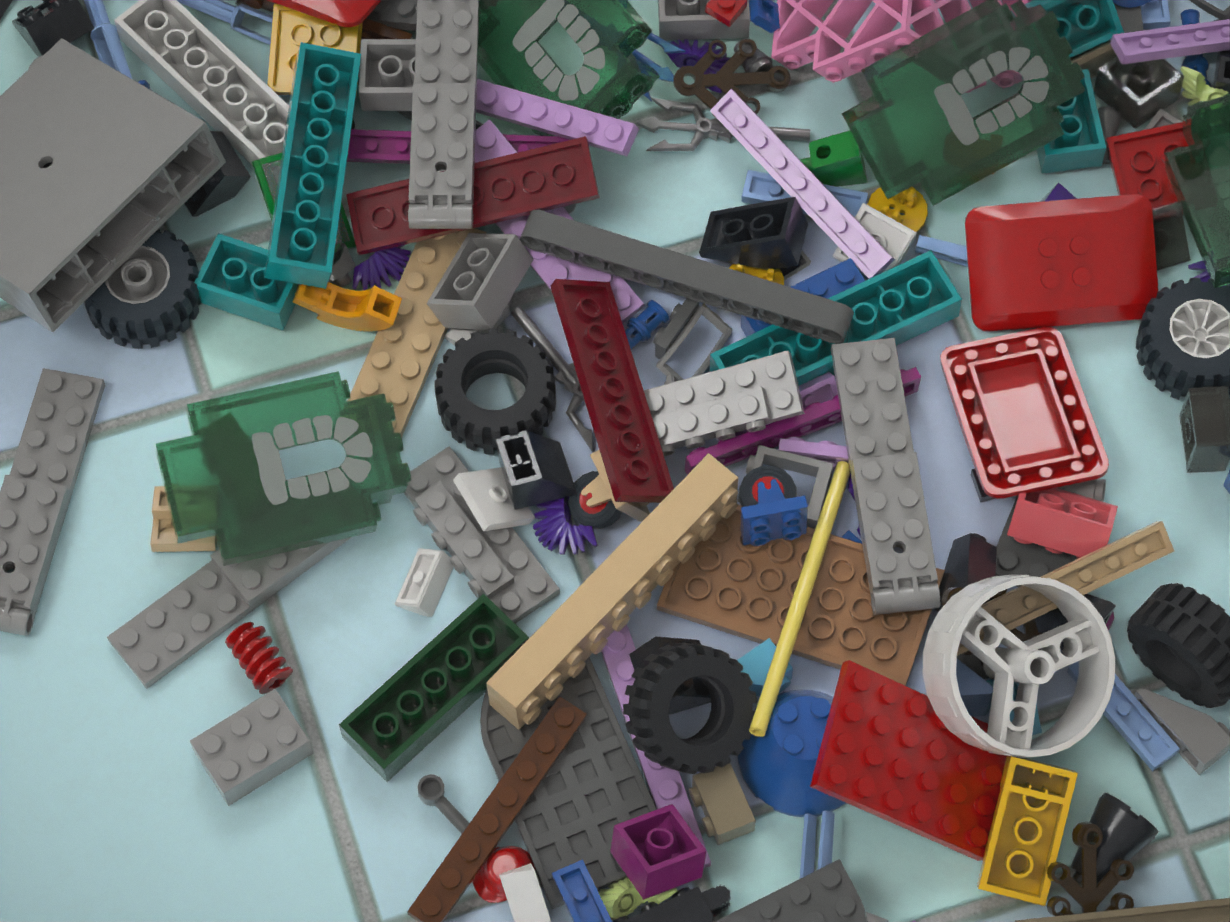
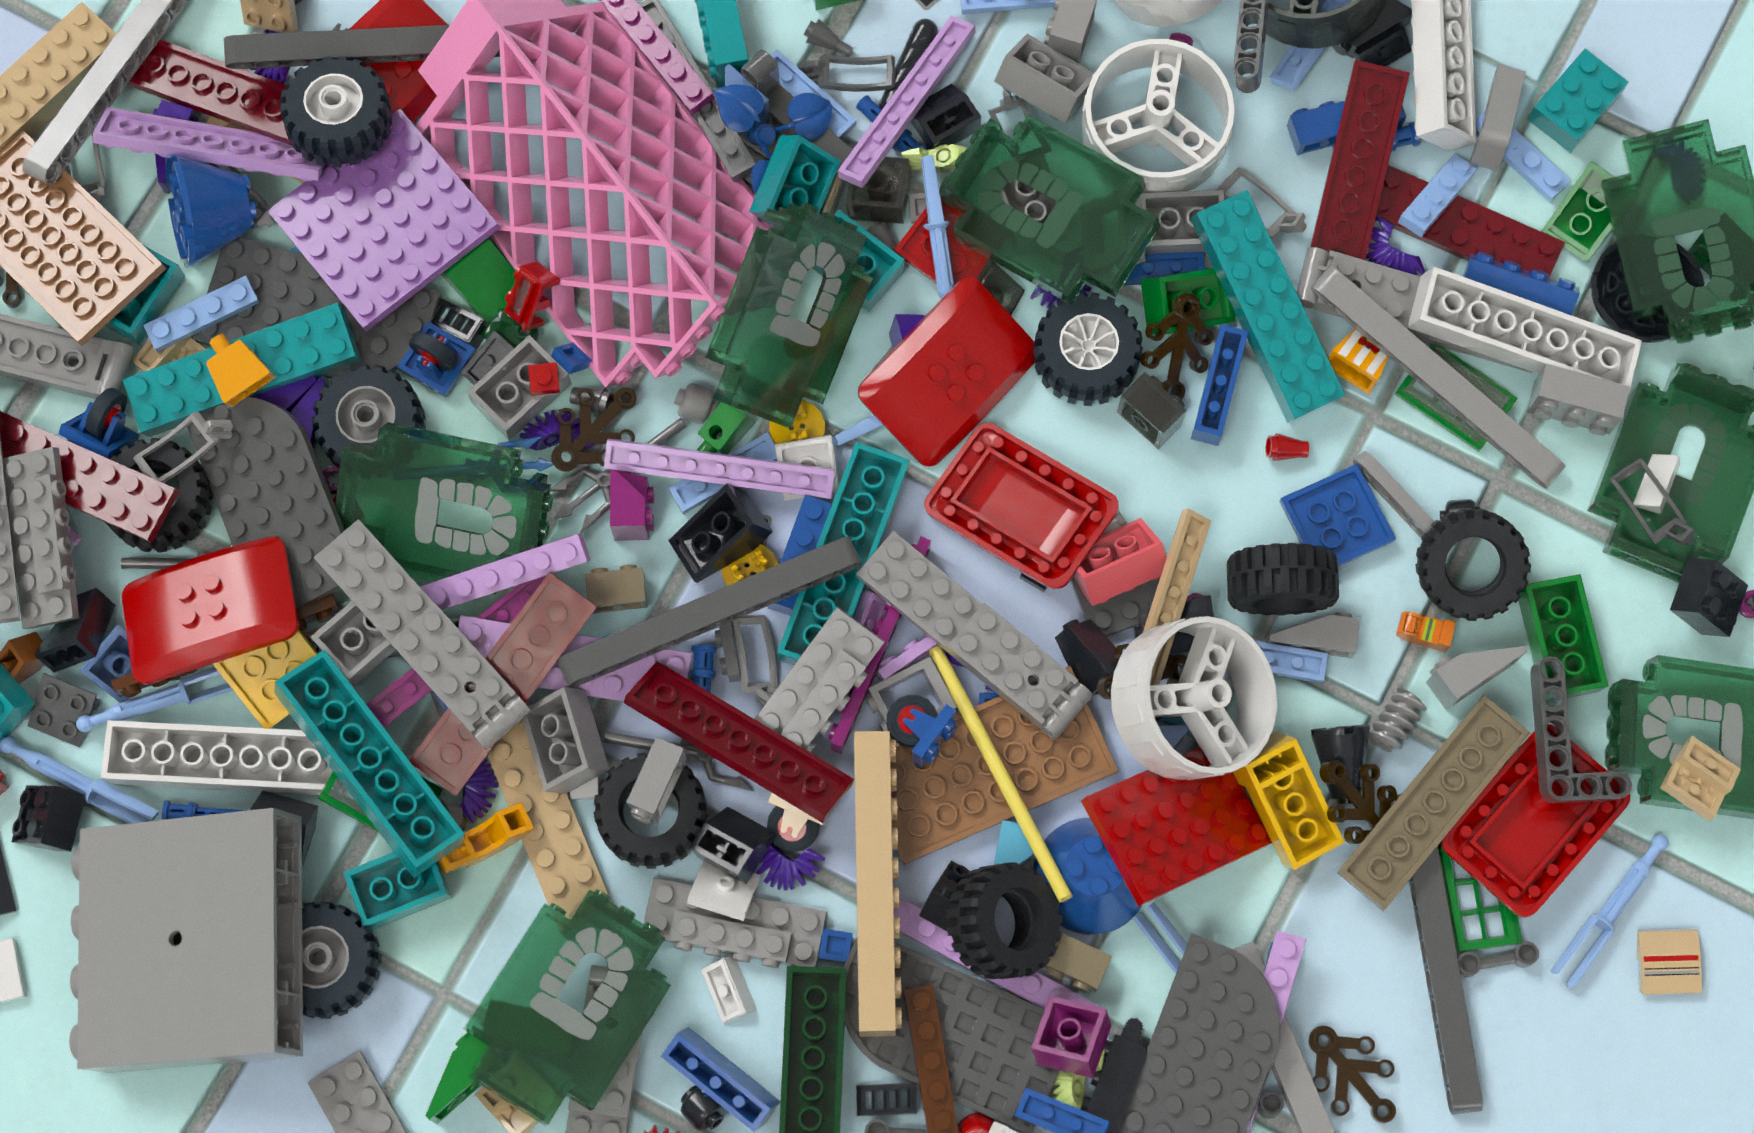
camera: 45 degrees left, 10 degrees up
(136, 460) = (455, 1084): none -> green slope
(314, 648) = (701, 1109): none -> black head
(348, 637) = (720, 1079): none -> blue brick
(475, 798) = (886, 1110): none -> black slope
(514, 357) = (656, 781): none -> light grey window
(535, 616) = (835, 945): none -> blue plate
(631, 209) = (616, 589): none -> dark tan brick
(702, 156) = (629, 506): none -> magenta slope
(828, 121) = (695, 403): none -> light grey head
(1160, 140) = (937, 228): none -> light blue piece
(1188, 852) = (1396, 719): none -> light grey piece

